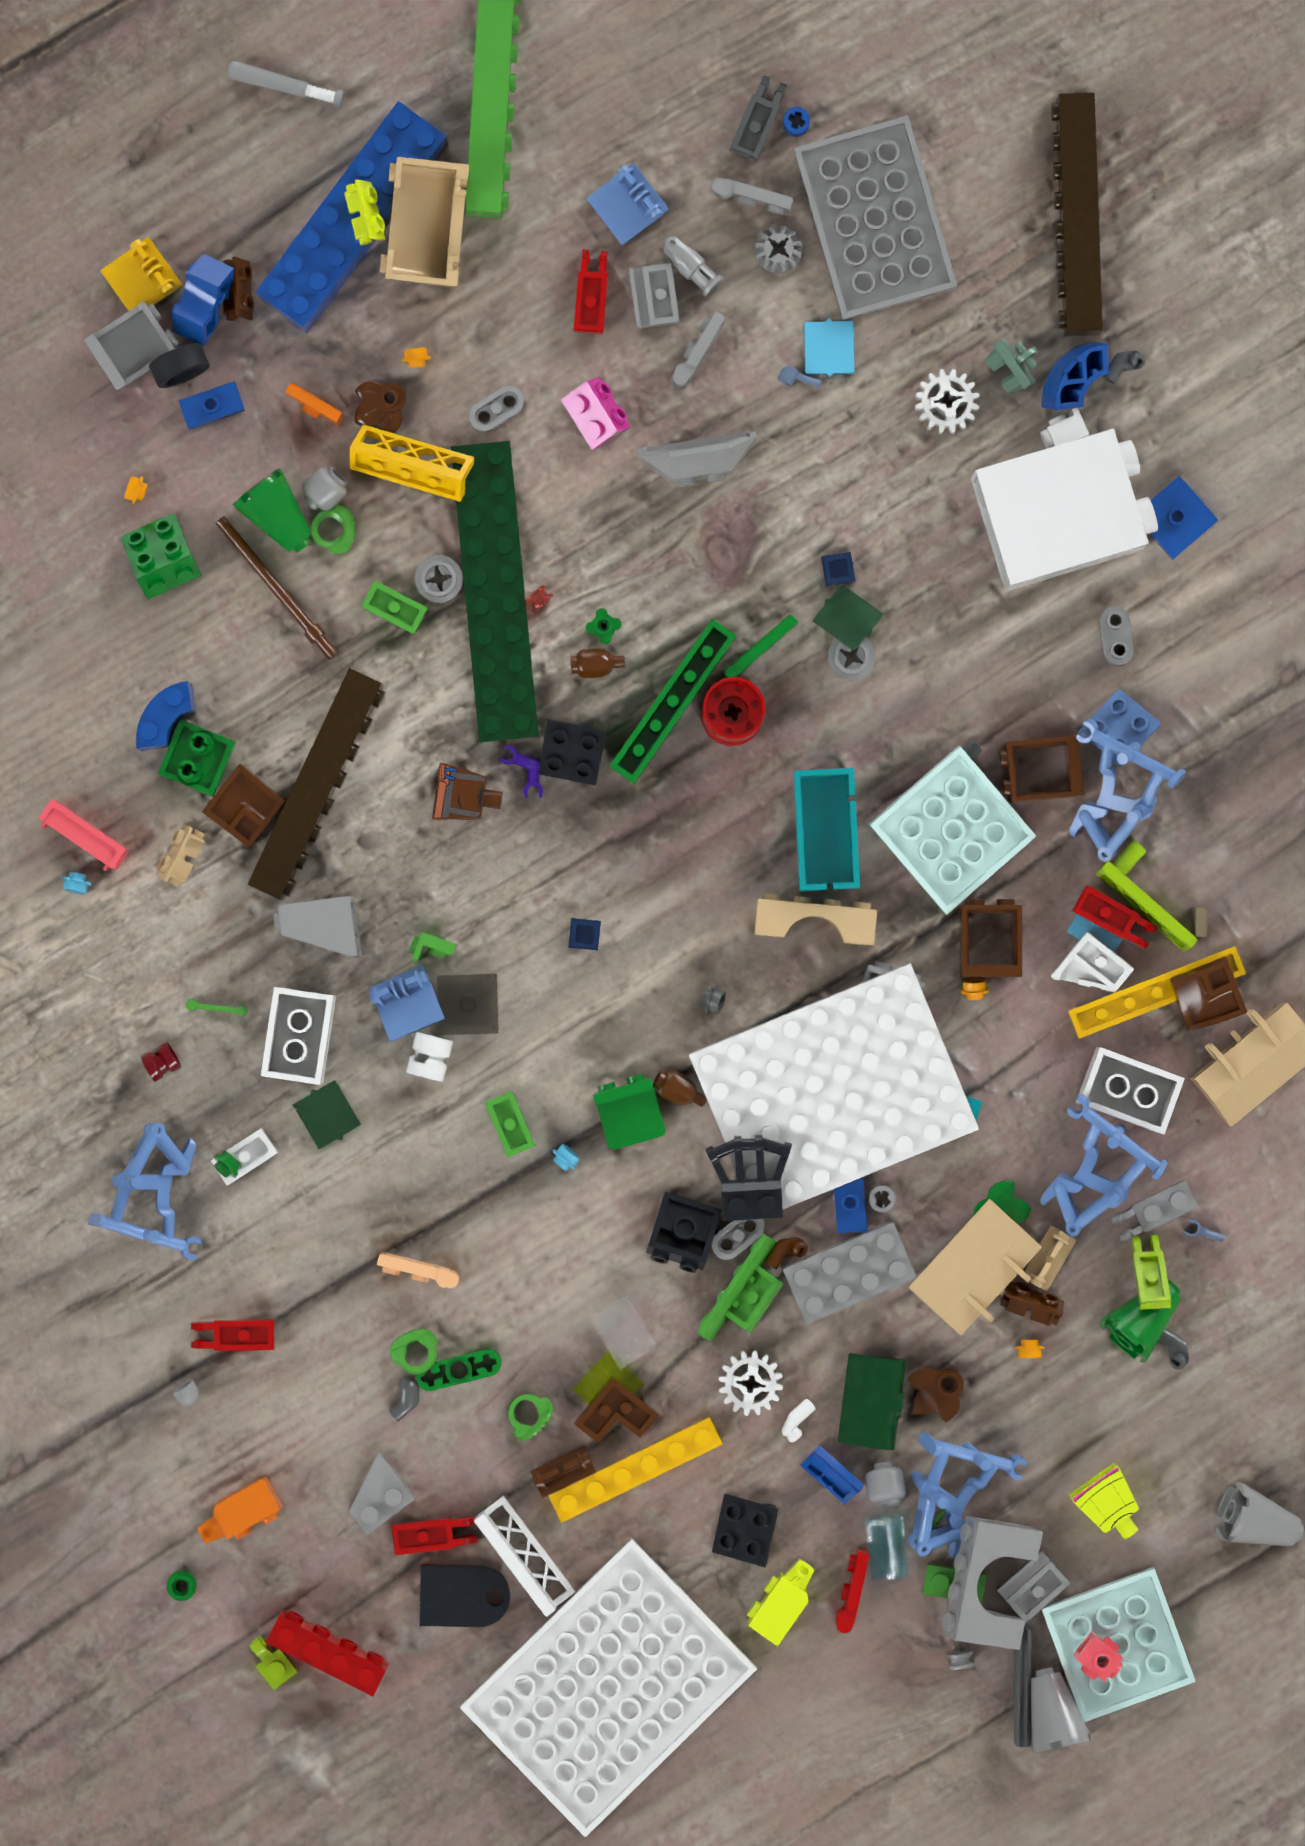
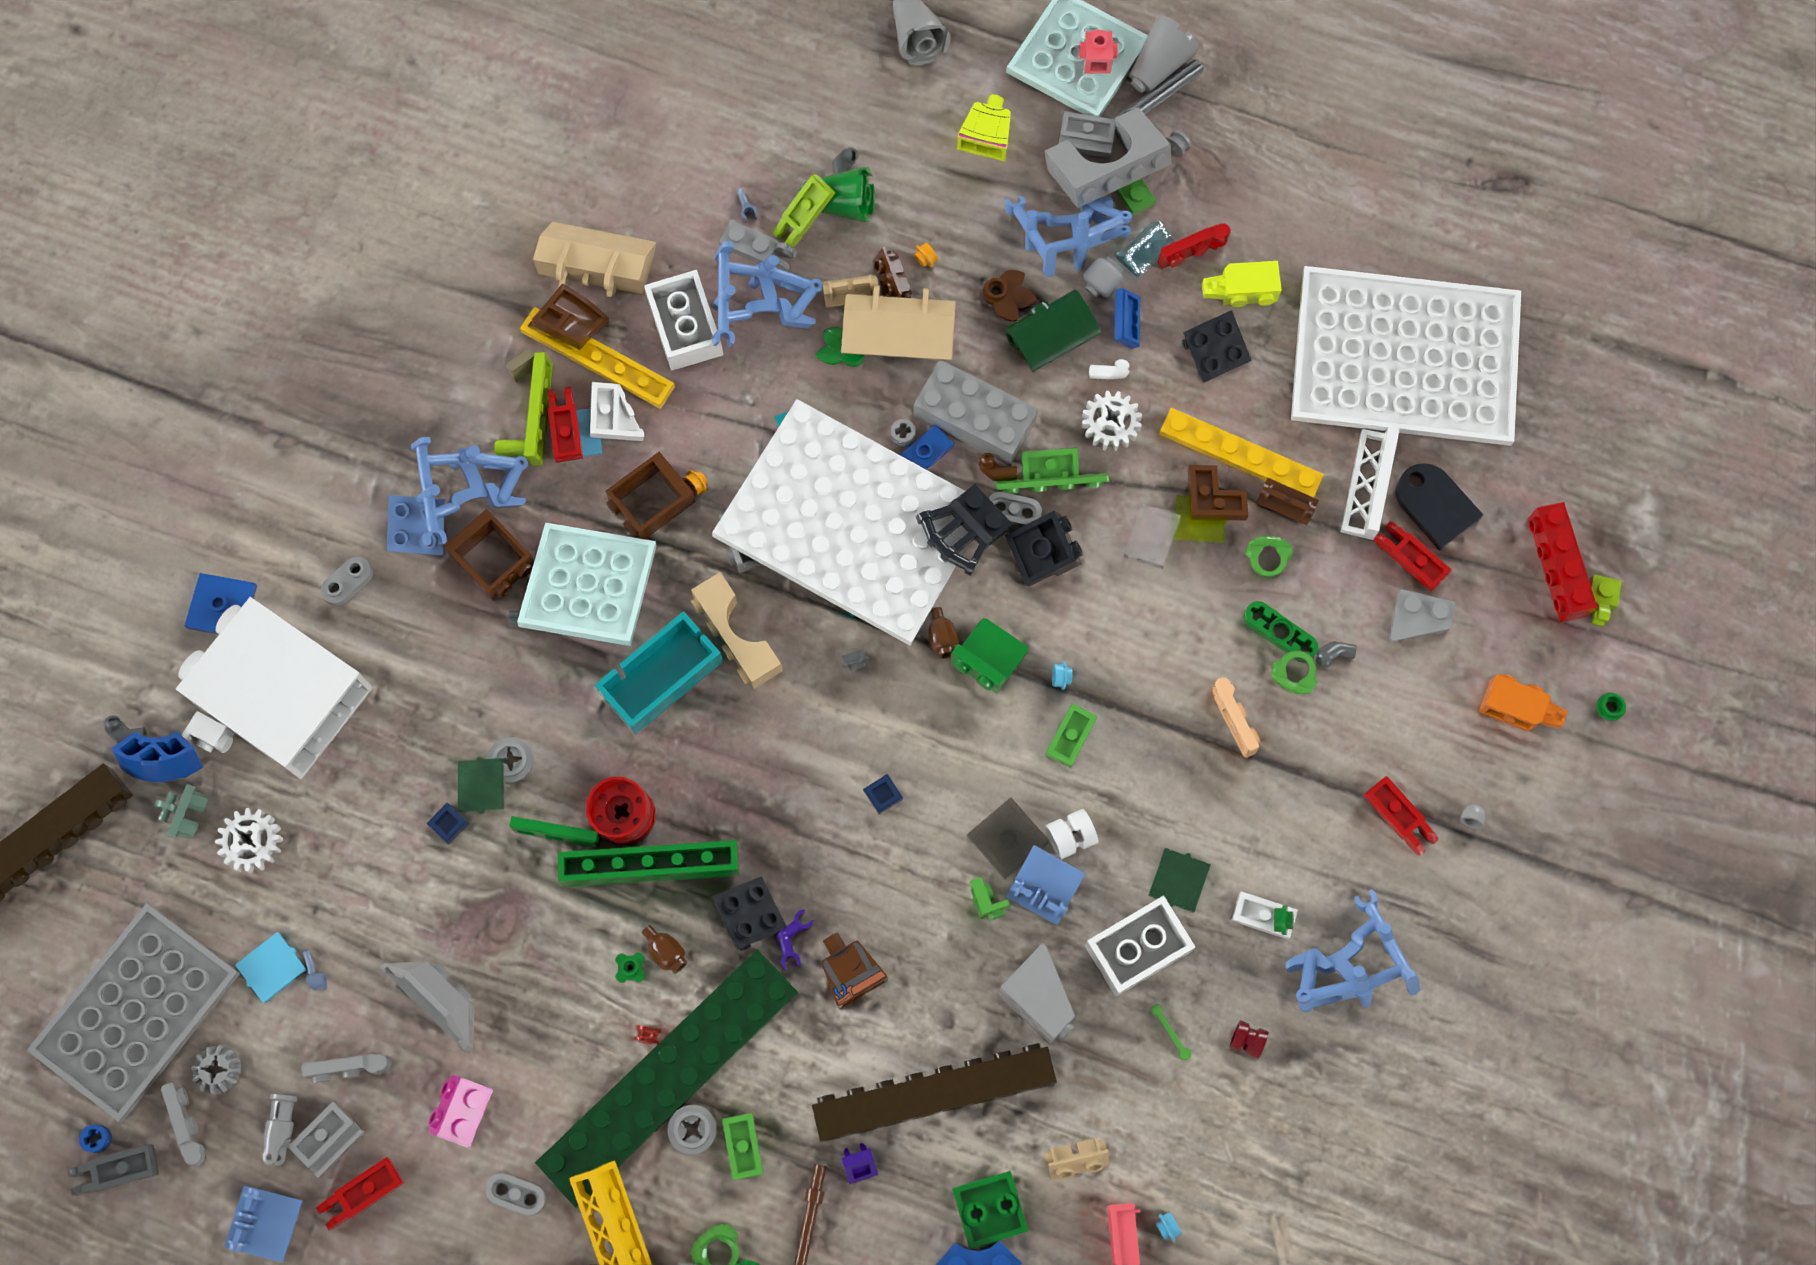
camera: 130 degrees left, 15 degrees down
(244, 805) = (996, 1139): reddish brown plate -> none
(308, 685) = (859, 1165): none -> dark purple tile

